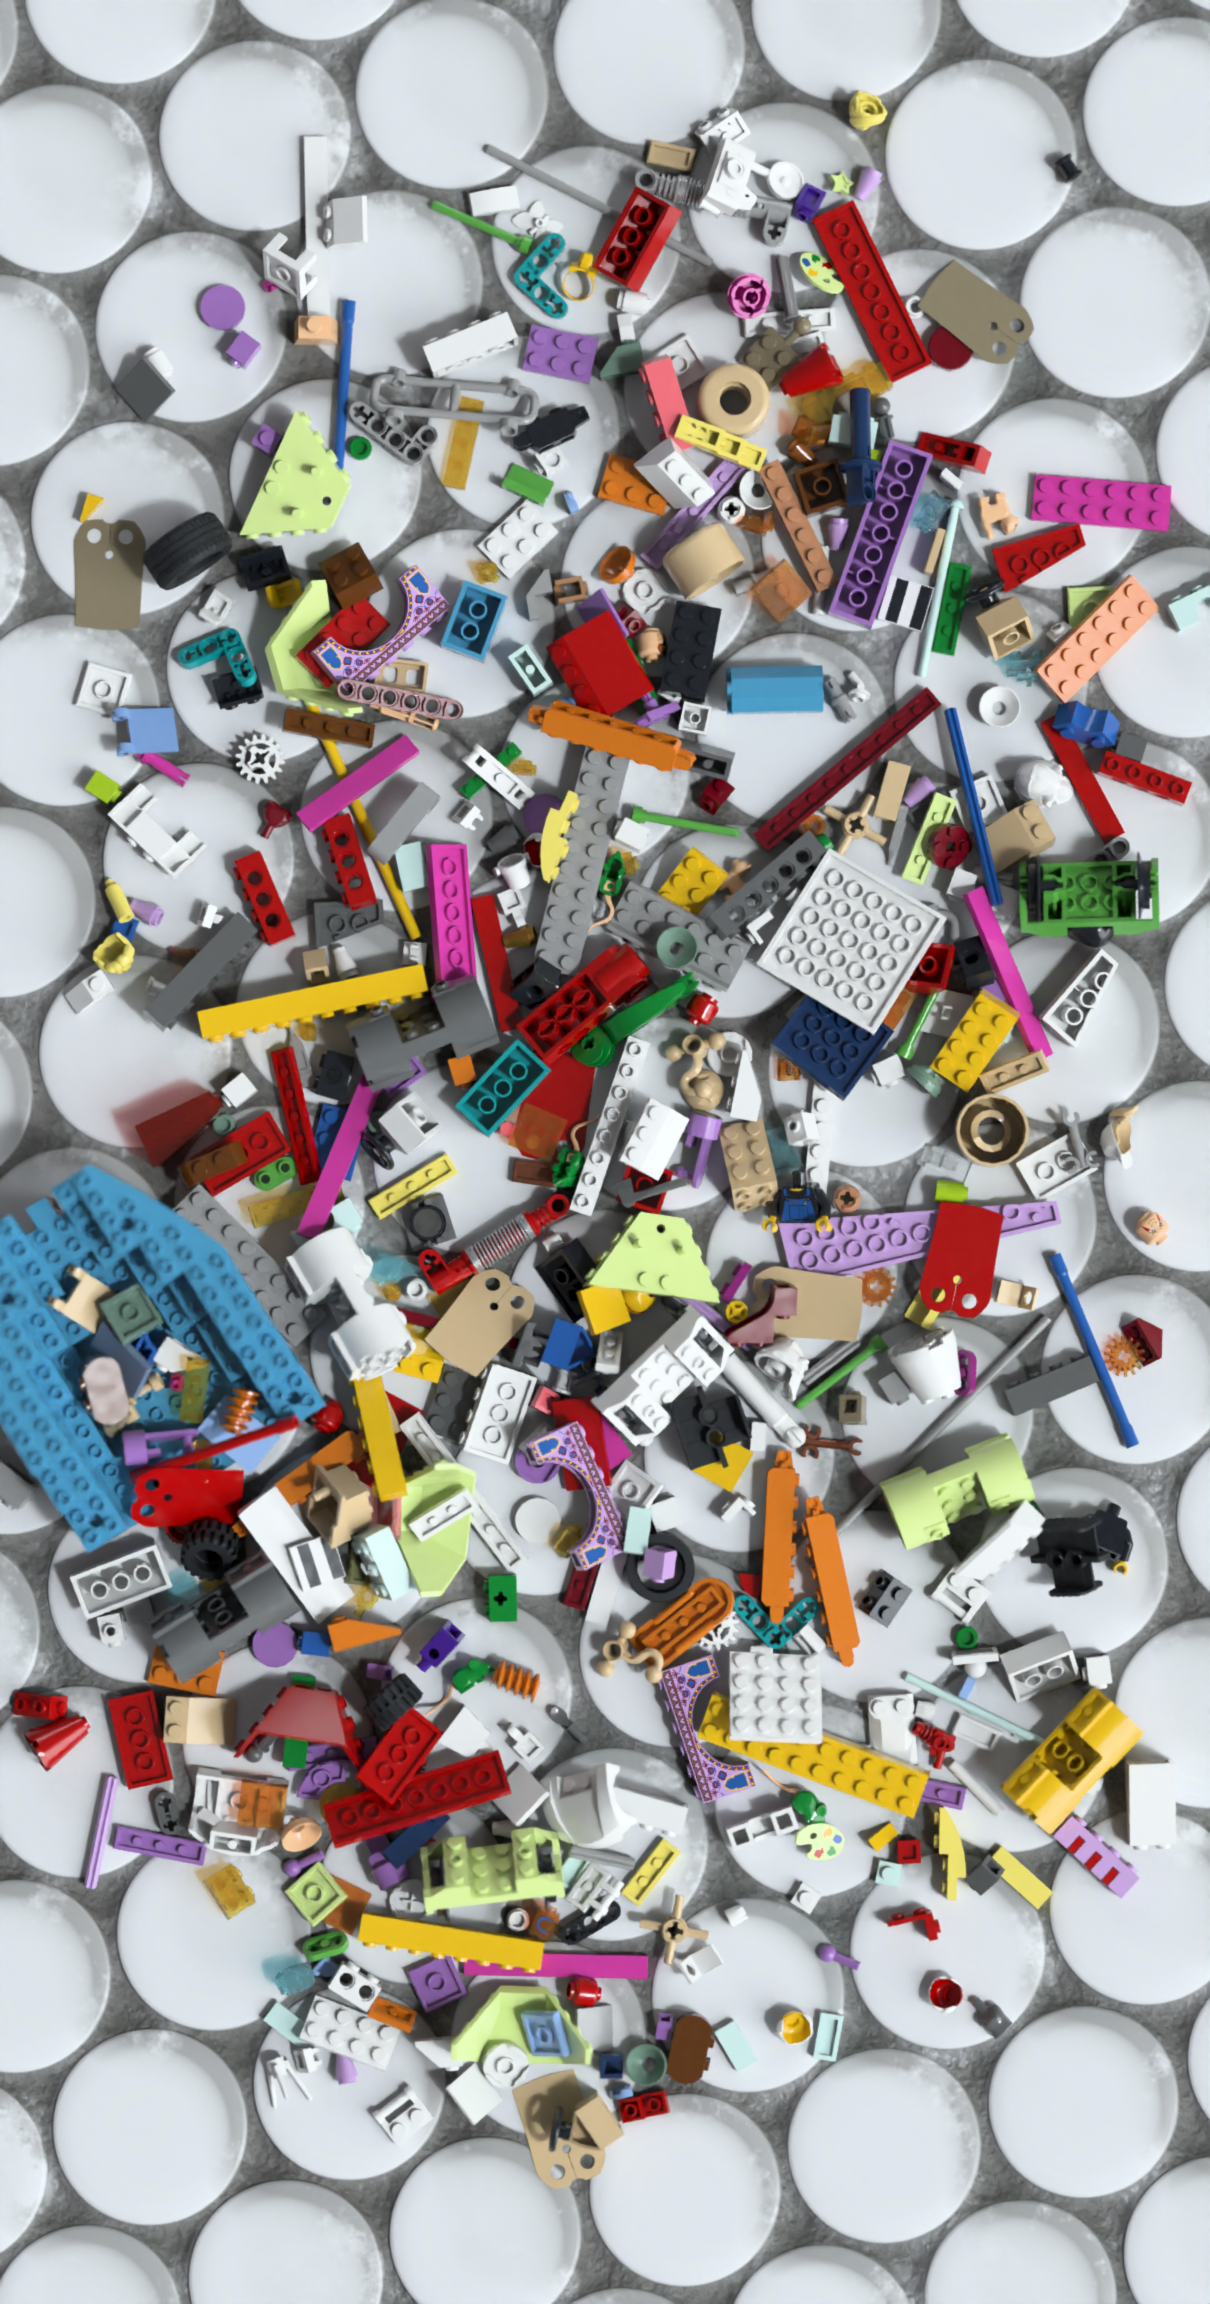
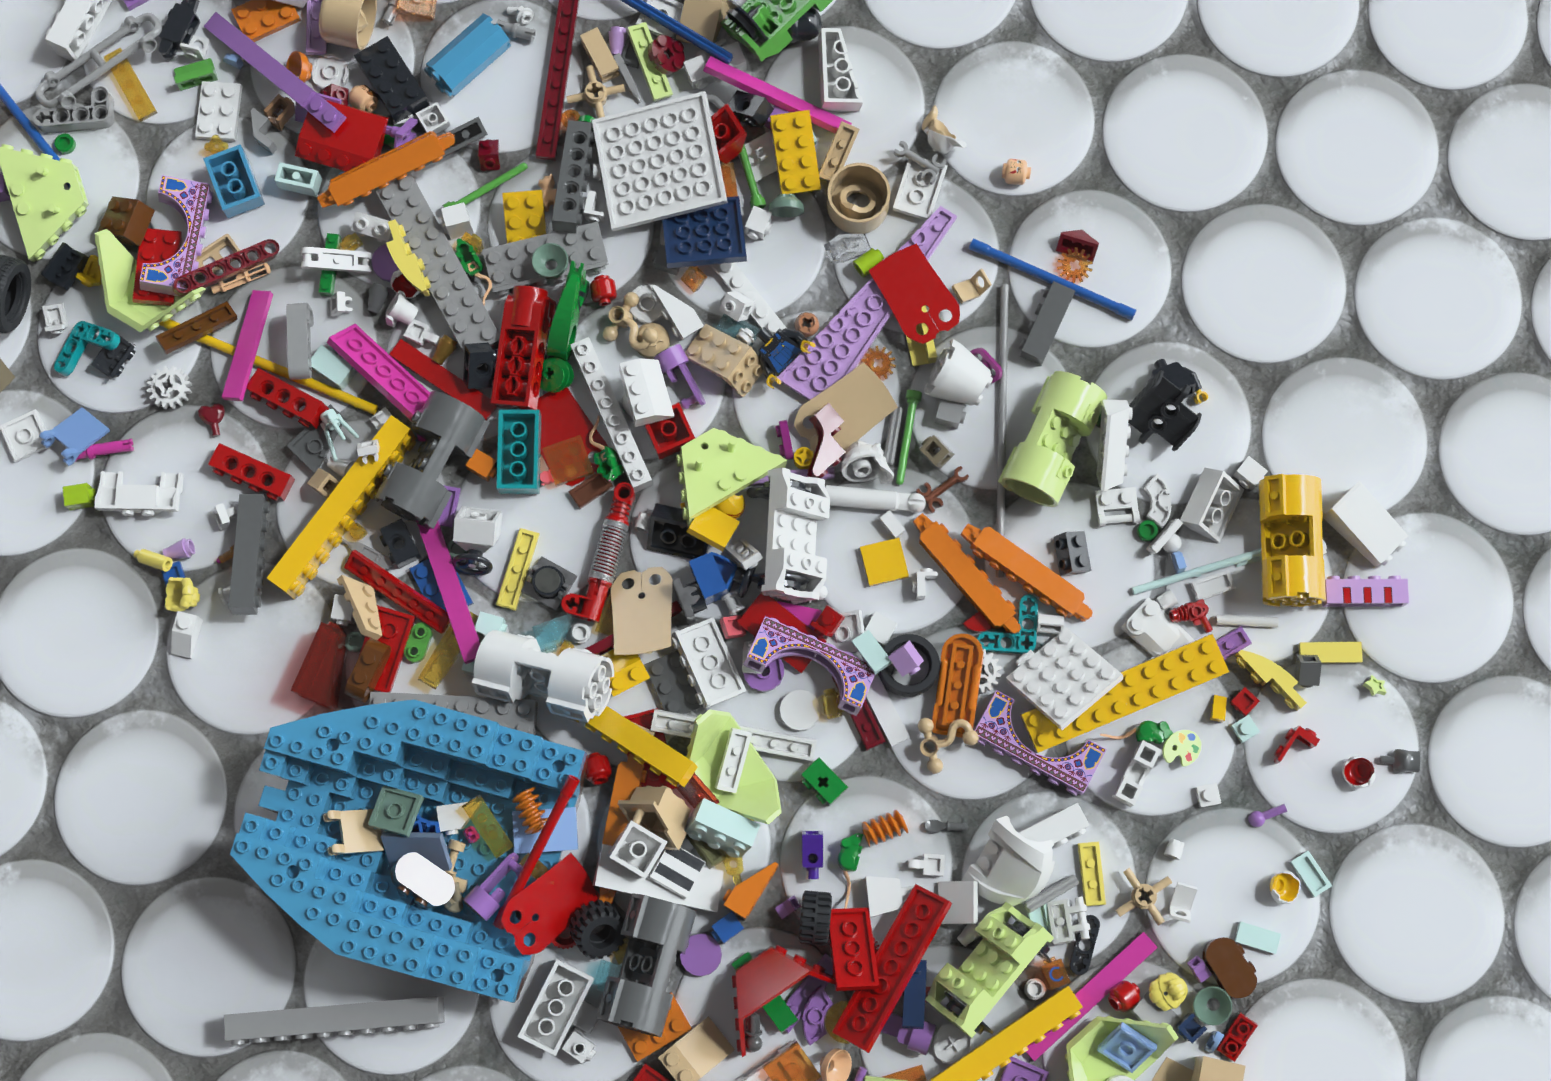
camera: 40 degrees left, 10 degrees down
(260, 1099) = (364, 605): none -> tan wing
(297, 1518) = (637, 849): none -> white slope
(370, 917) = (332, 421): none -> light aqua plant
(376, 978) = (368, 448): none -> white tile
(555, 774) = (372, 226): none -> white bracket
(594, 553) = (275, 72): none -> medium lavender slope
(626, 1470) = (827, 622): none -> red bracket
(629, 1197) = (665, 443): dark grey piece -> none
(629, 2019) = (1173, 985): none -> light yellow hair
(695, 1431) = (848, 556): black piece -> none
(783, 1163) = (745, 336): none -> white plate
(1001, 1622) = (1159, 501): none -> white tile
(1028, 1938) = (1375, 686): none -> yellowish green piece

